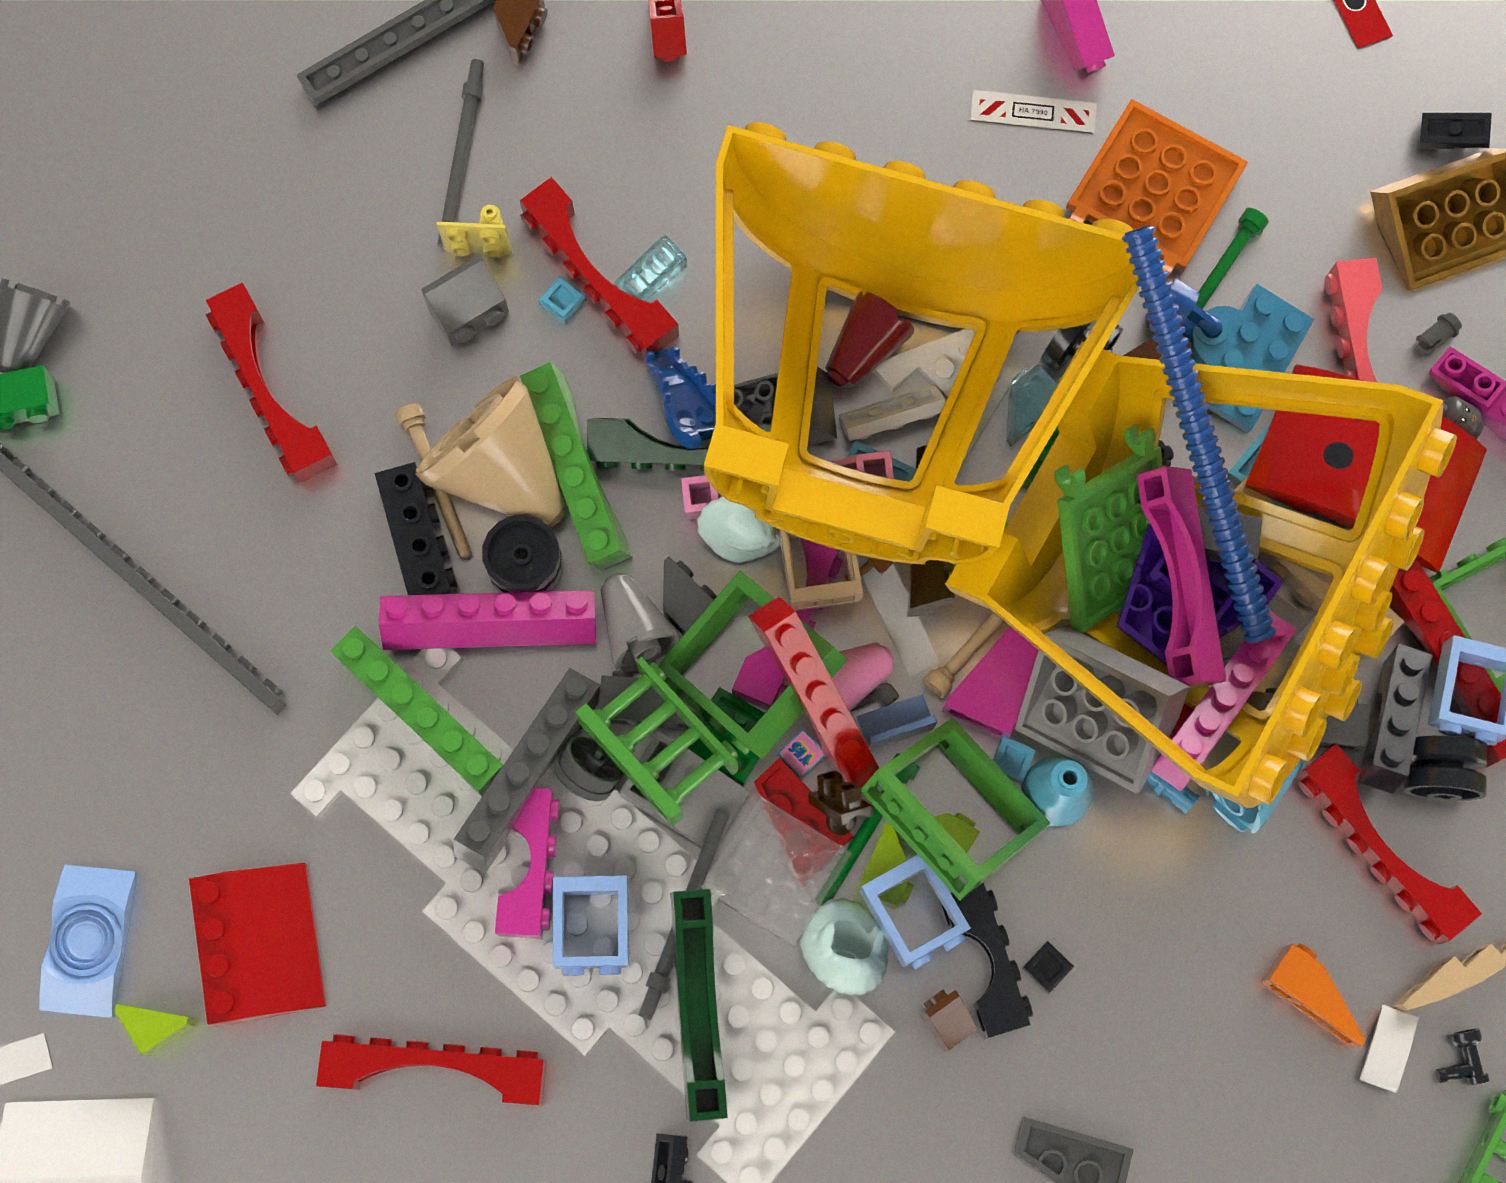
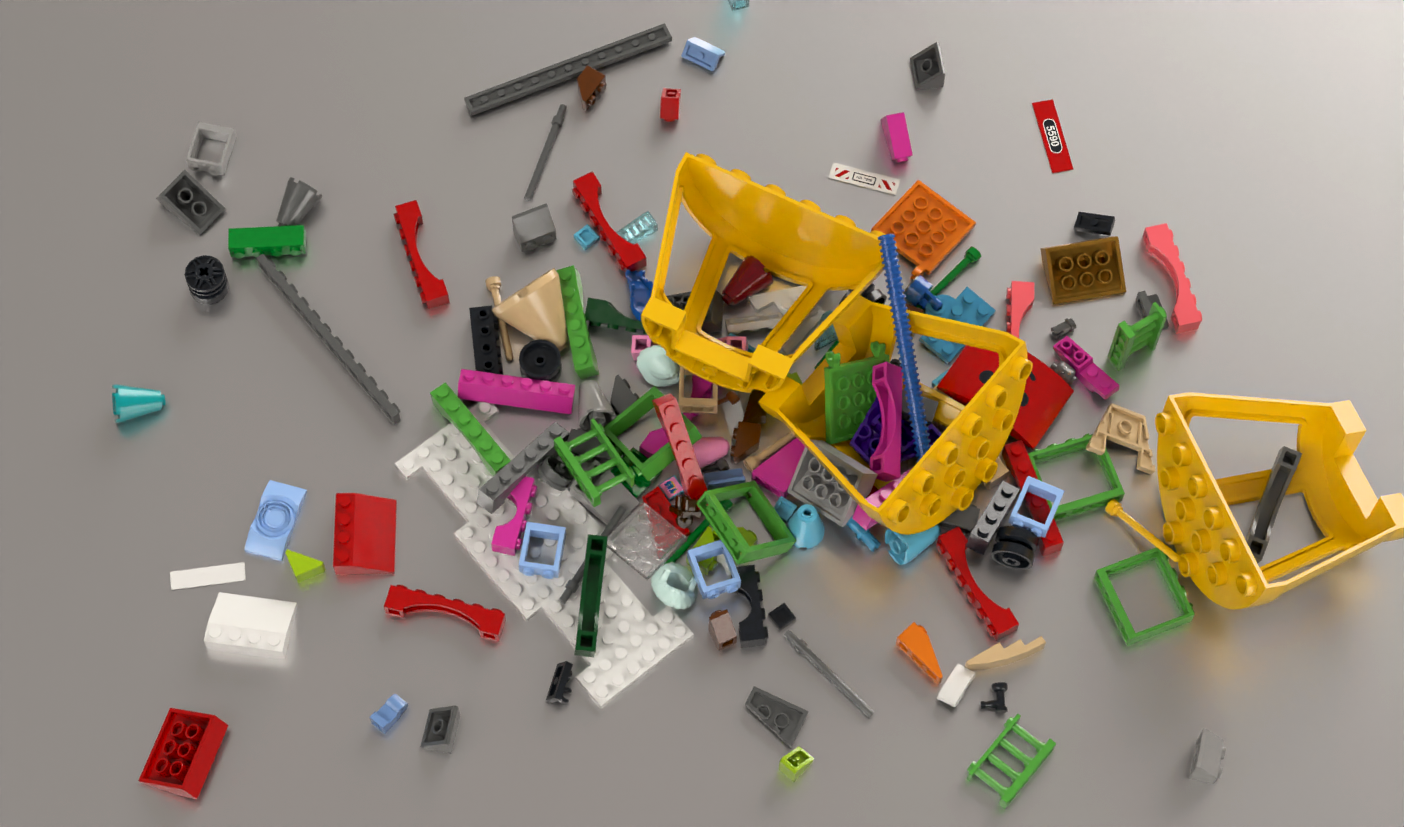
camera: 10 degrees right, 10 degrees down
(487, 237) = (541, 195): light yellow hinge -> none
(922, 640) = (747, 440): none -> reddish brown slope
(1094, 1021) = (801, 646): none -> dark grey bar

